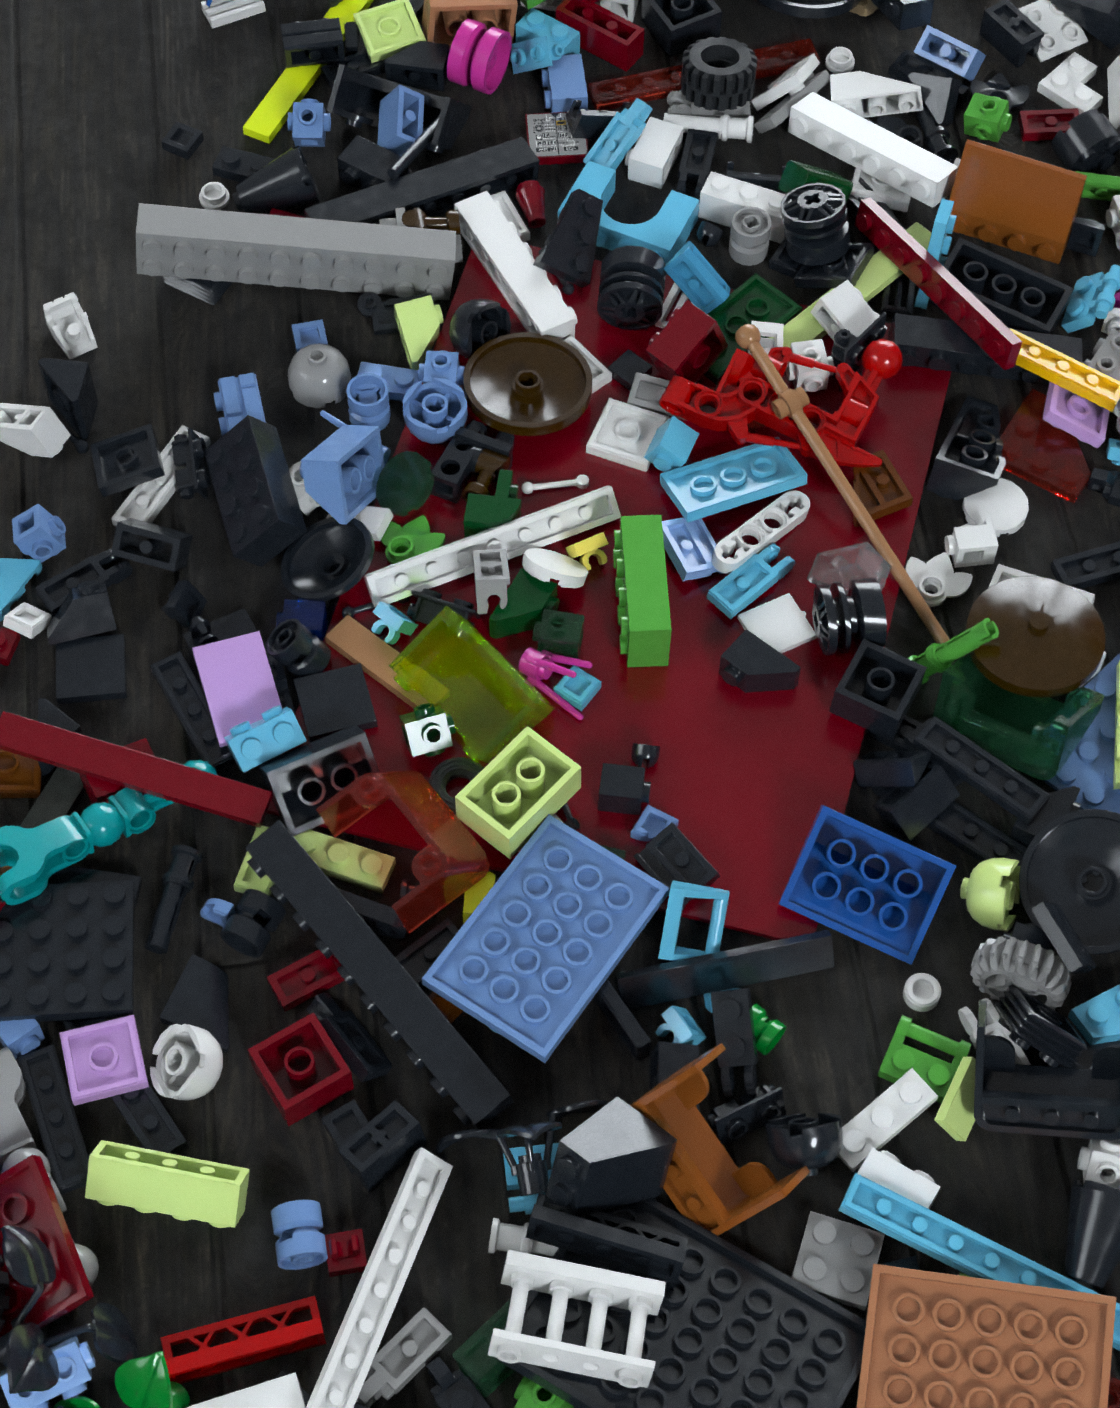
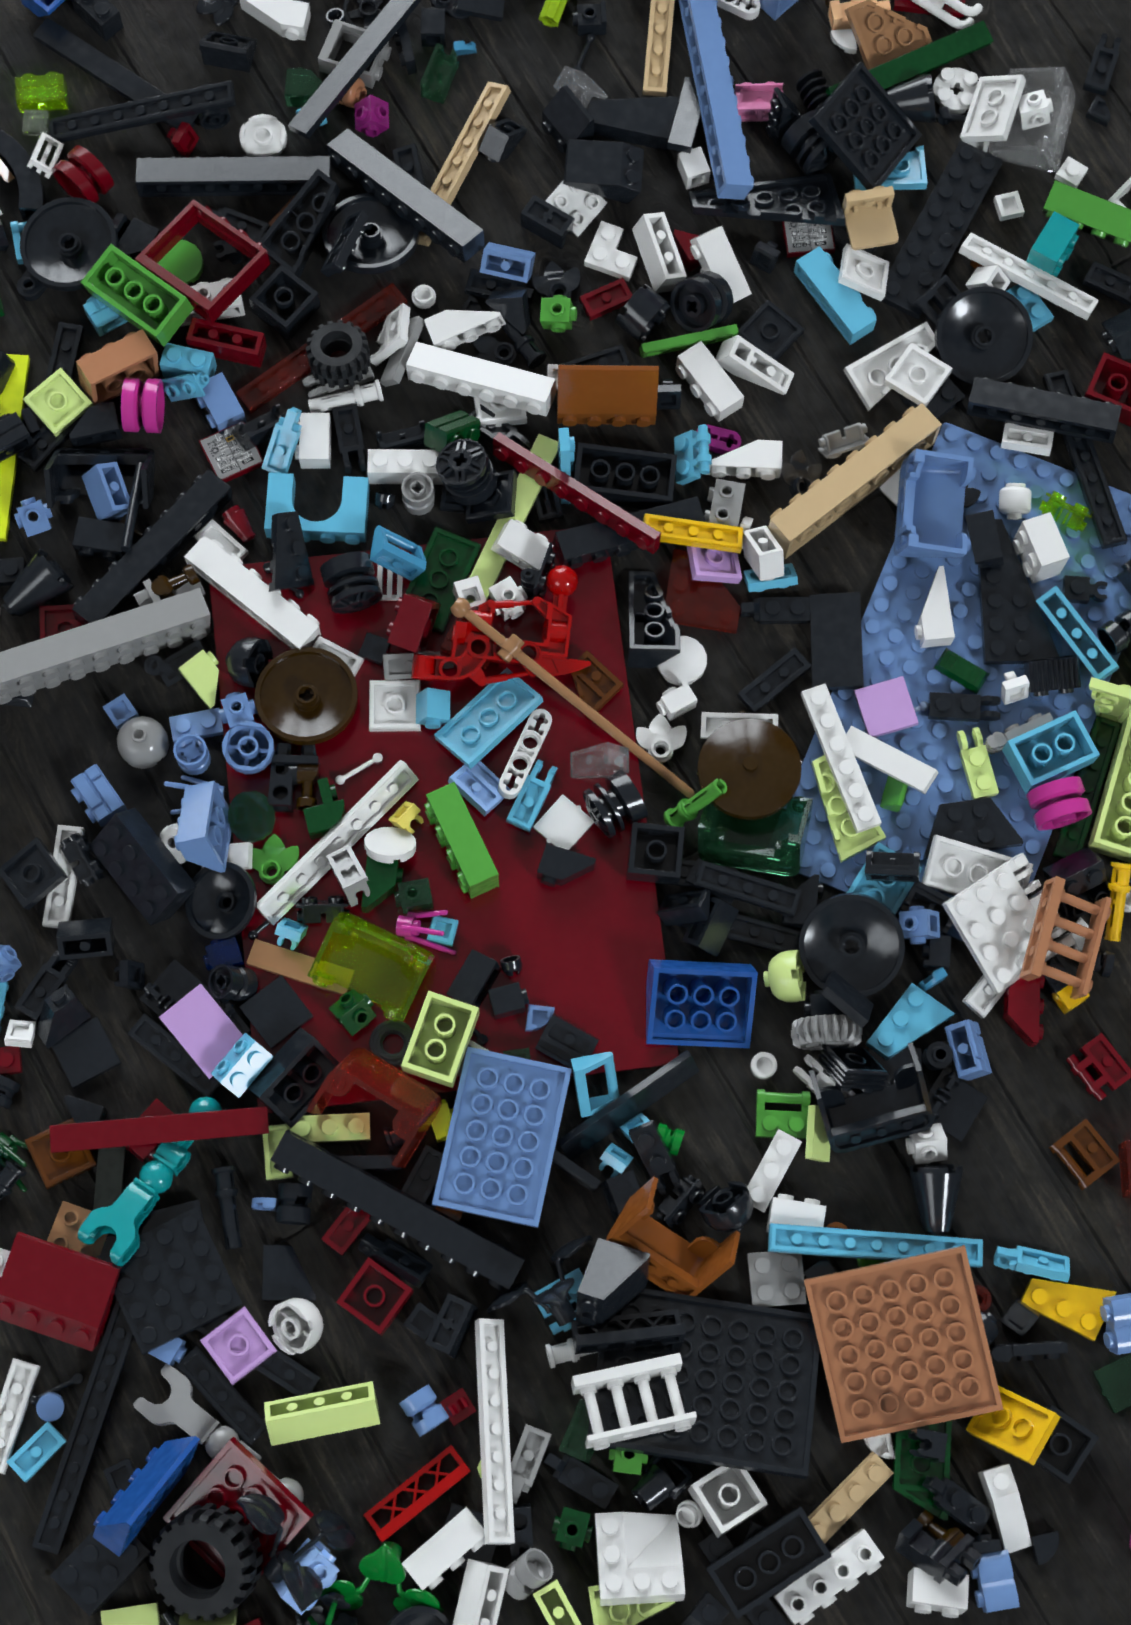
camera: 25 degrees left, 15 degrees up
(594, 745) = (474, 979): none -> black hinge

